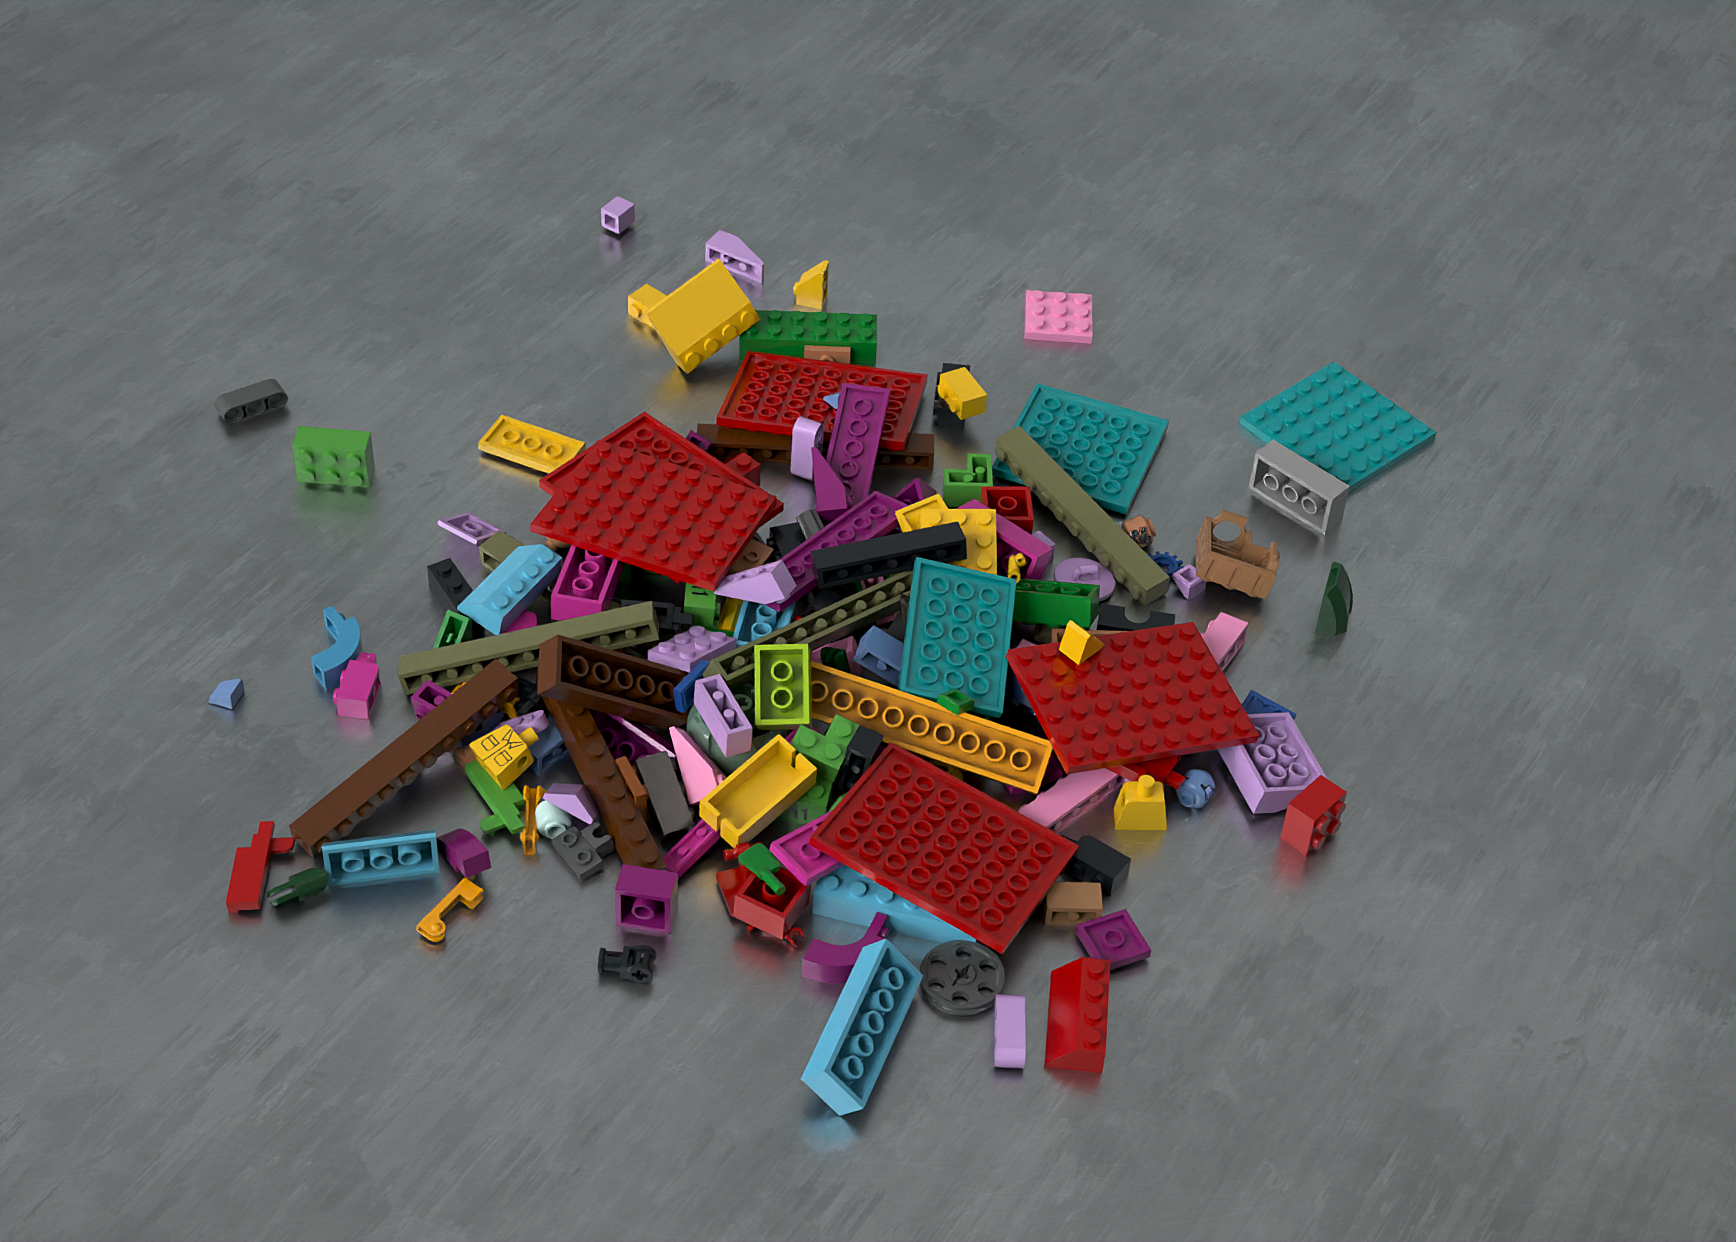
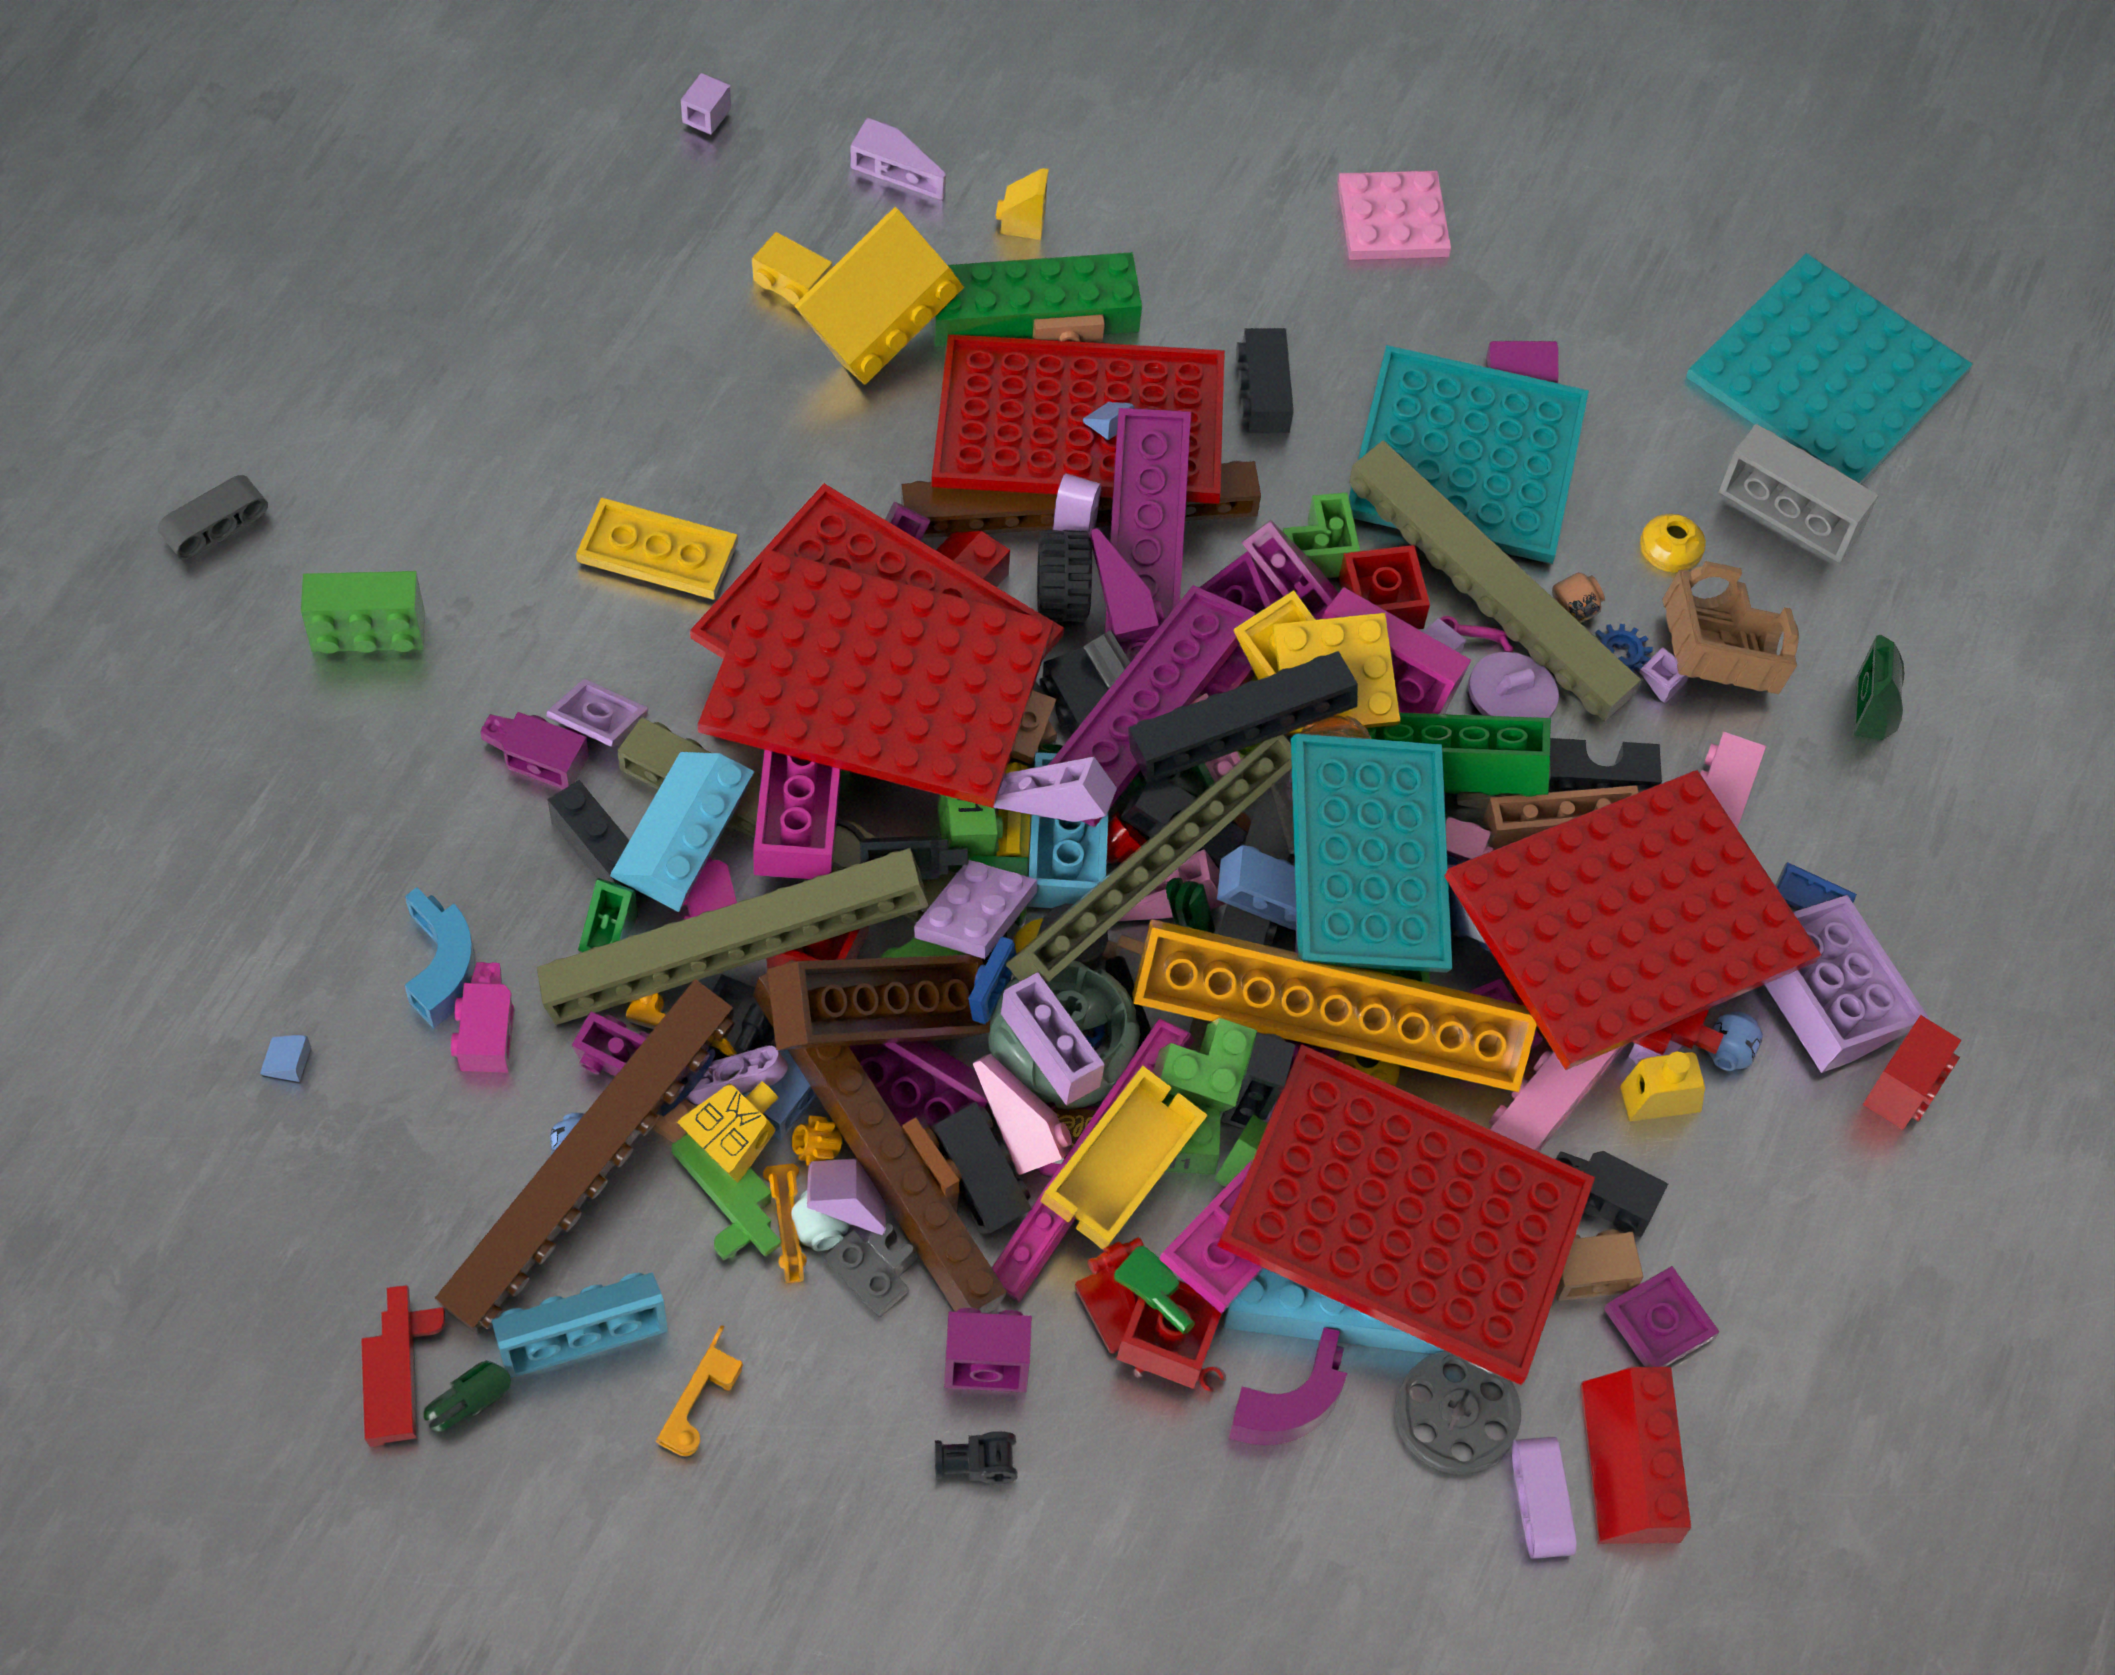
camera: 10 degrees left, 15 degrees up
(428, 542) = (538, 748): none -> magenta hinge
(464, 852) = (701, 1302): magenta slope -> none
(560, 771) = (816, 1140): none -> light orange gear
(783, 686) = (1136, 984): lime brick -> none
(793, 480) = (1064, 575): none -> black tyre
(862, 1027) = (1340, 1533): medium azure brick -> none
(937, 481) = (1290, 568): none -> magenta slope
(956, 701) = (1388, 970): green tile -> none
(962, 393) = (1287, 387): yellow brick -> none
(1014, 565) = (1421, 708): yellow arm -> none
(1069, 545) = (1479, 632): none -> dark pink piece
(1079, 643) = (1552, 847): yellow slope -> none
(1131, 399) = (1525, 358): none -> magenta slope
(1200, 508) = (1669, 552): none -> yellow piece

